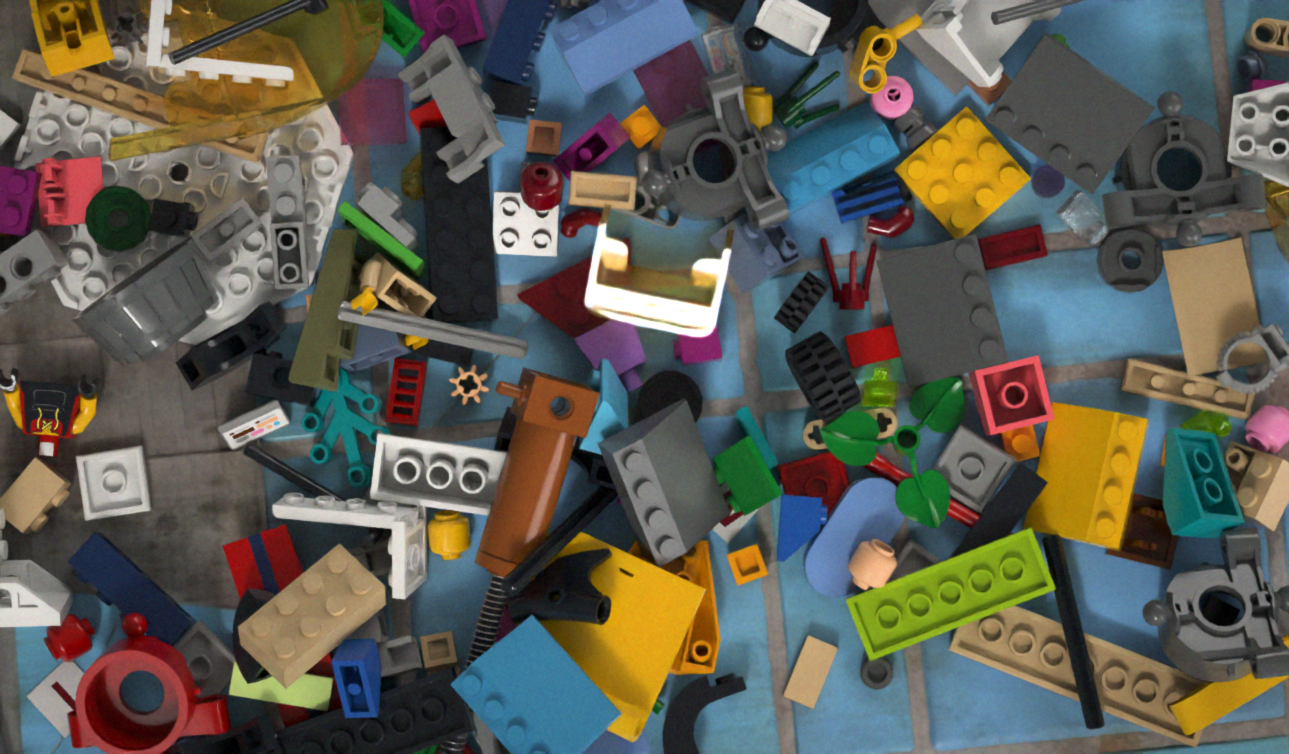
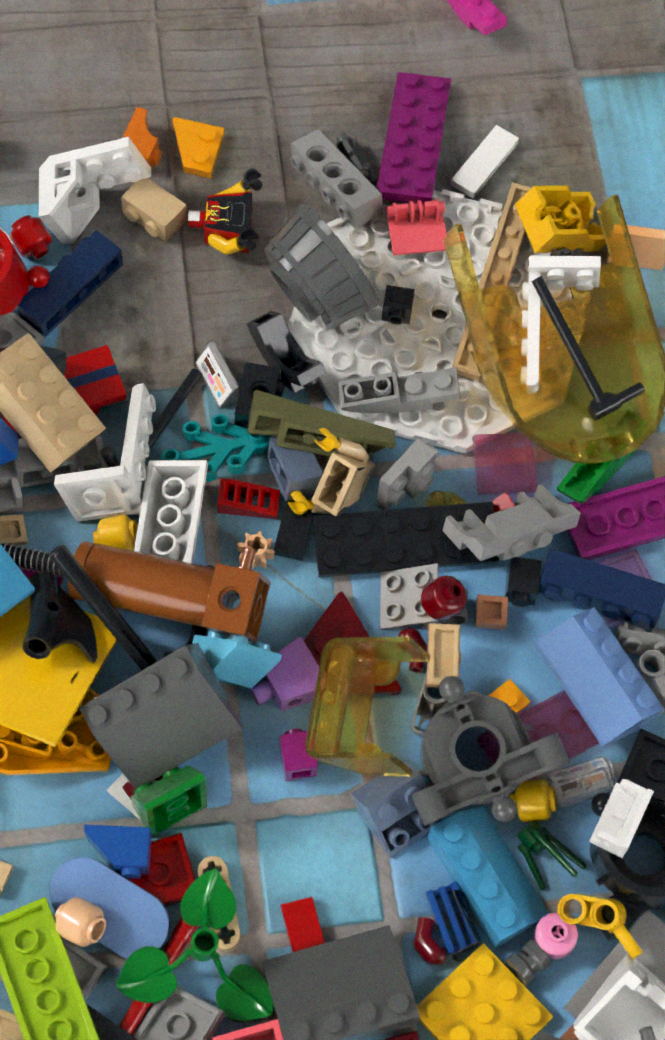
camera: 80 degrees right, 20 degrees down
(113, 483) = (165, 271): white tile -> none
(116, 238) = (399, 246): dark green tile -> none
(227, 230) = (389, 345): light grey plate -> none
(382, 241) = (369, 487): bright green tile -> none
(435, 330) = (304, 515): light grey axle -> none
(592, 147) = (486, 653): magenta slope -> none
(666, 389) = (253, 740): black tile -> none
(747, 564) = (83, 805): light orange plate -> none
(749, 427) = (206, 805): teal tile -> none
(801, 302) = (343, 848): black tyre -> none
(823, 376) = (269, 866): black tyre -> none
(851, 295) = (353, 901): dark red plant -> none
(879, 390) = (257, 930): clear neon green tile -> none

